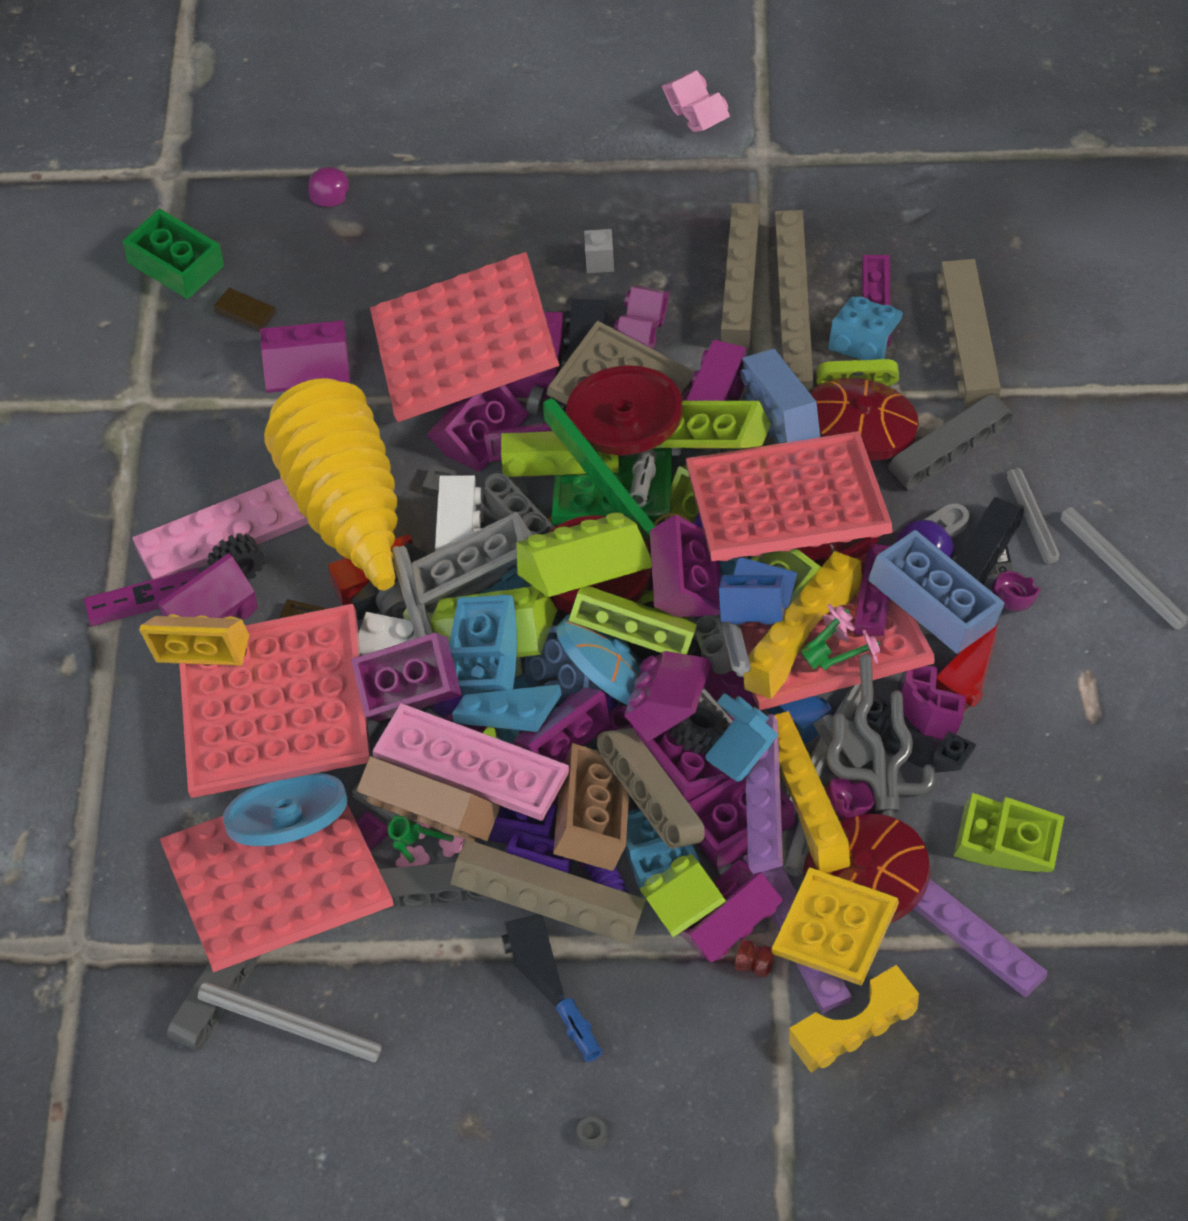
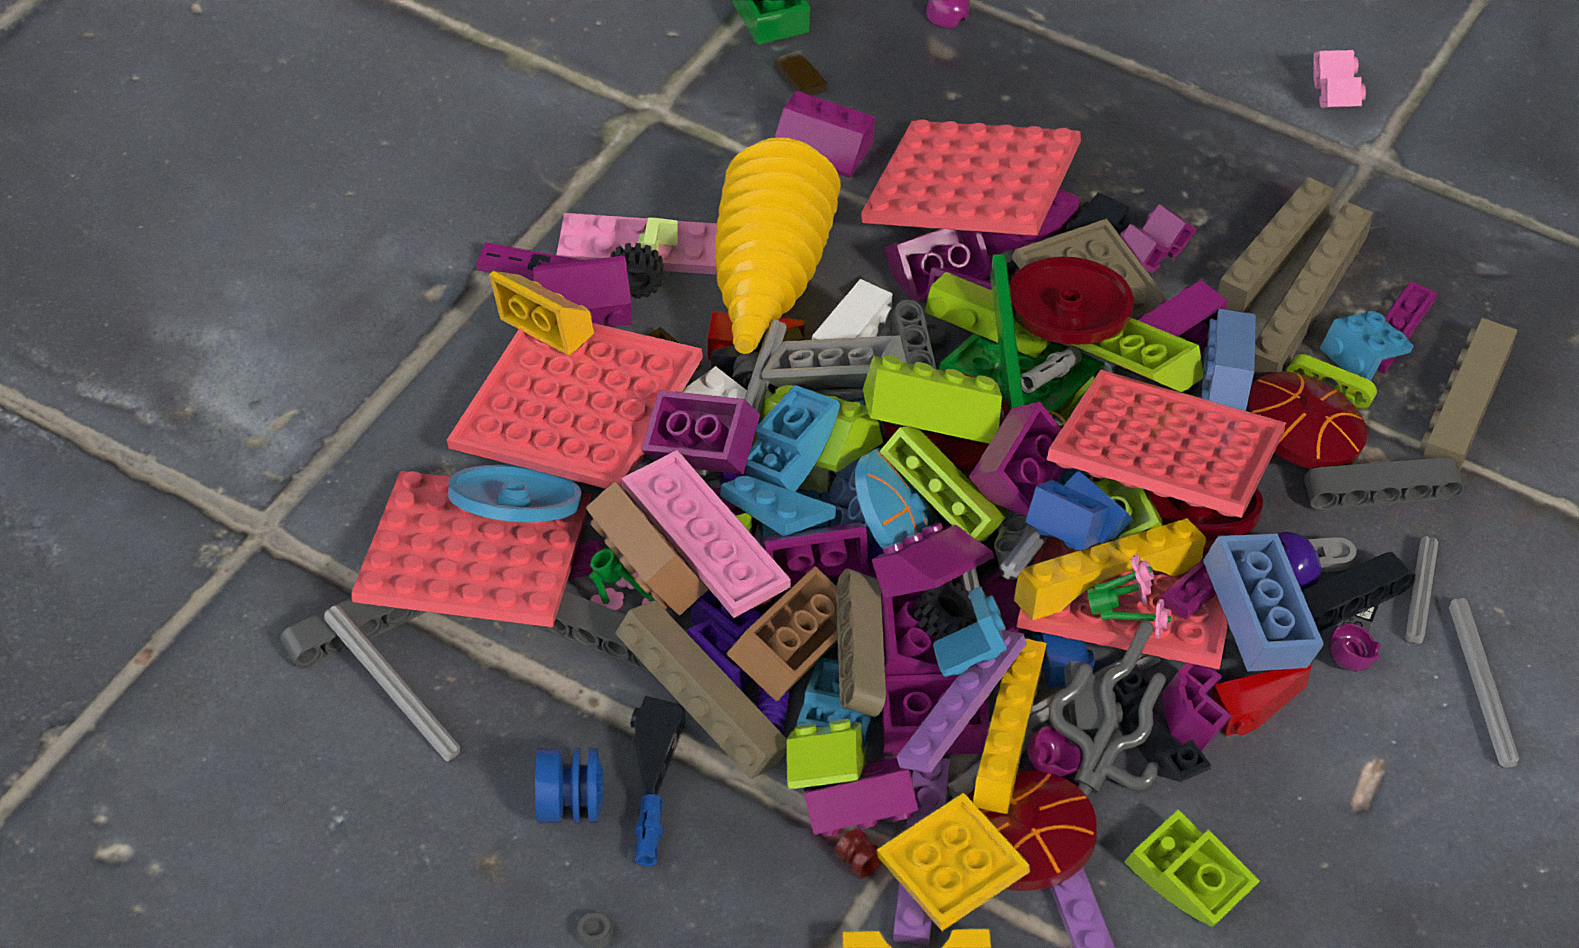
camera: 25 degrees right, 5 degrees down
(233, 516) = (659, 232): none -> yellowish green bracket
(501, 1026) = (567, 785): none -> blue wheel
(599, 251) = (1155, 165): light grey brick -> none

